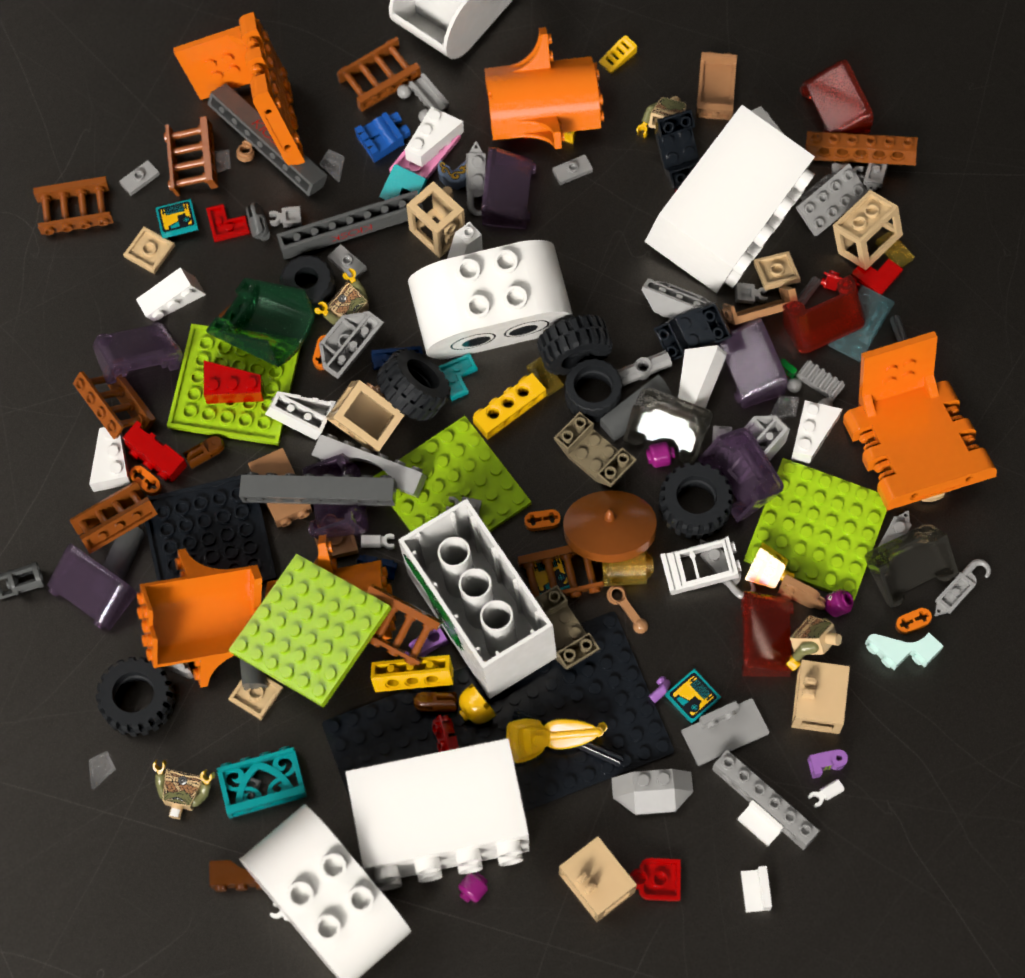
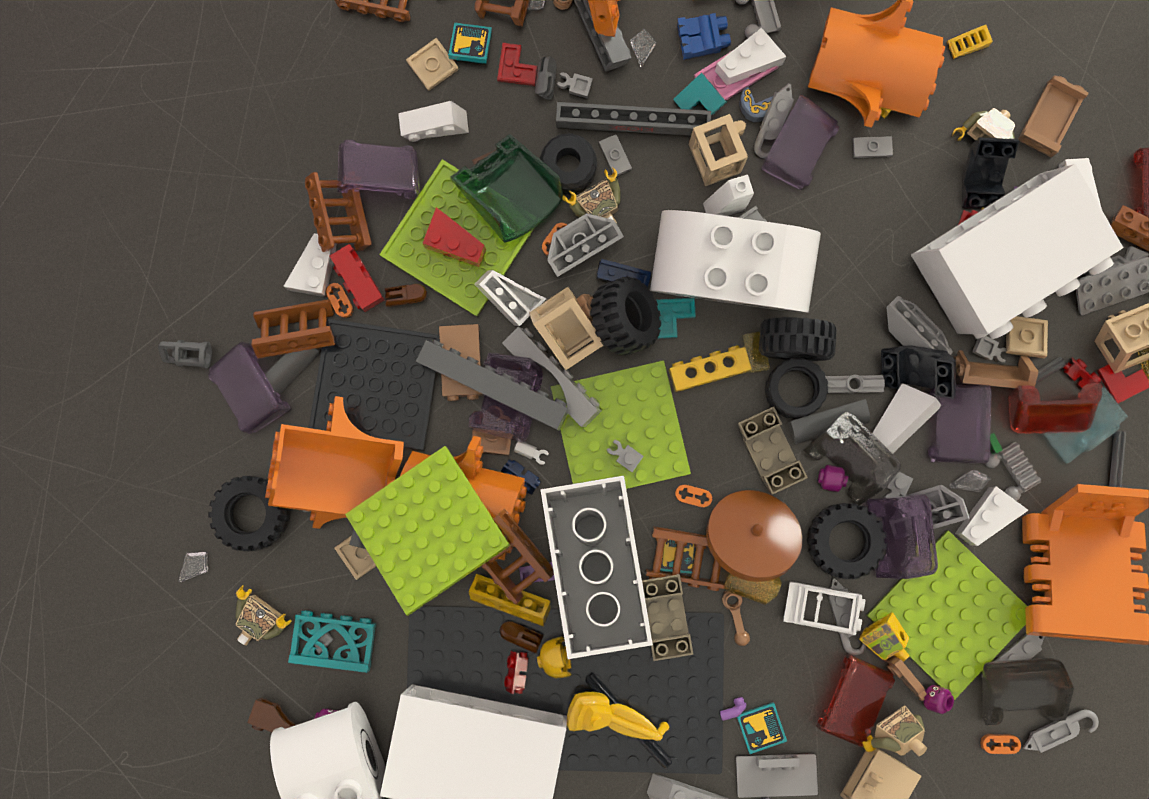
camera: 25 degrees right, 15 degrees up
(894, 651) = (968, 770): light aqua arch -> none

